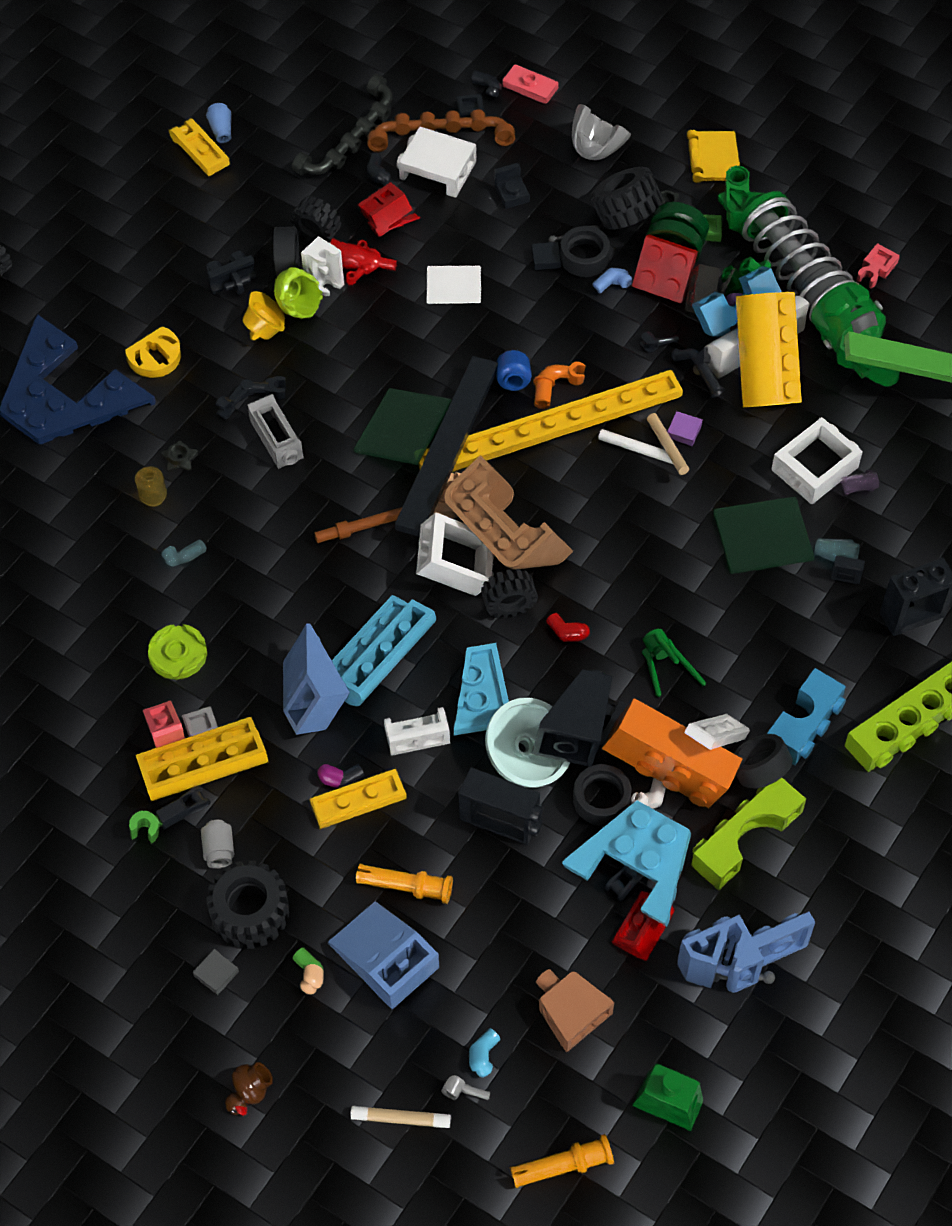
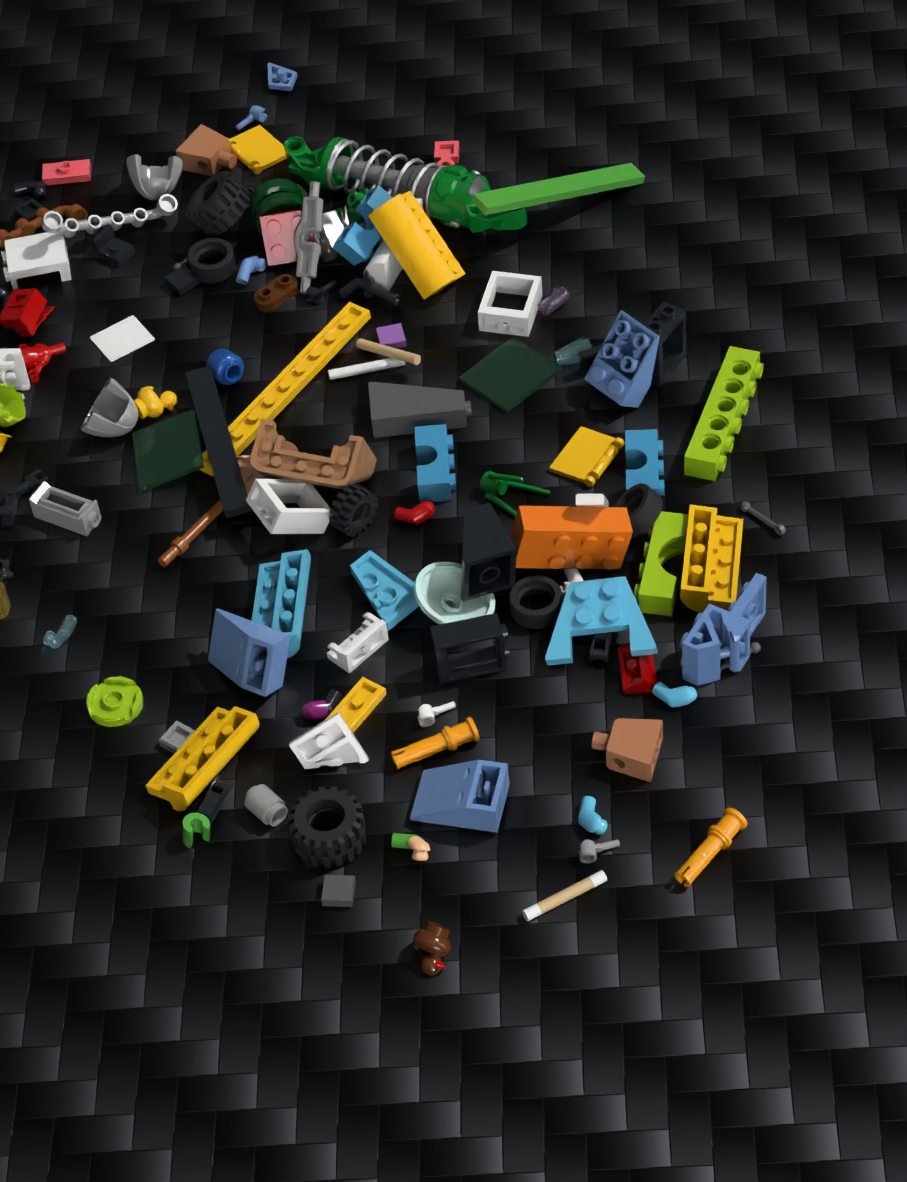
camera: 30 degrees left, 10 degrees down
(164, 724) = (152, 750): coral slope -> none
(311, 820) = (328, 744): none -> white wing
(381, 360) = (112, 412): none -> light grey hair
(422, 369) = (151, 405): none -> yellow animal
(422, 844) = (427, 713): none -> white hand
(461, 137) = (53, 221): none -> light grey bar
(547, 377) = (256, 359): orange piece -> none
(611, 607) = (433, 449): none -> dark azure arch
(619, 318) = (276, 292): none -> reddish brown plate
(645, 520) = (402, 407): none -> dark grey slope
(654, 981) = (675, 697): none -> medium azure arm
(662, 134) = (206, 152): none -> nougat torso
(670, 1096) = (750, 755): green torso -> none
(687, 271) = (310, 224): none -> light grey piece
(739, 117) = (255, 113): none -> medium blue hand
(767, 667) = (586, 455): none -> yellow piece
(789, 91) = (280, 77): none -> medium blue piece
(792, 858) = (710, 559): none -> yellow brick
(863, 597) = (625, 362): none -> medium blue slope
(874, 819) = (779, 529): none -> dark grey hinge

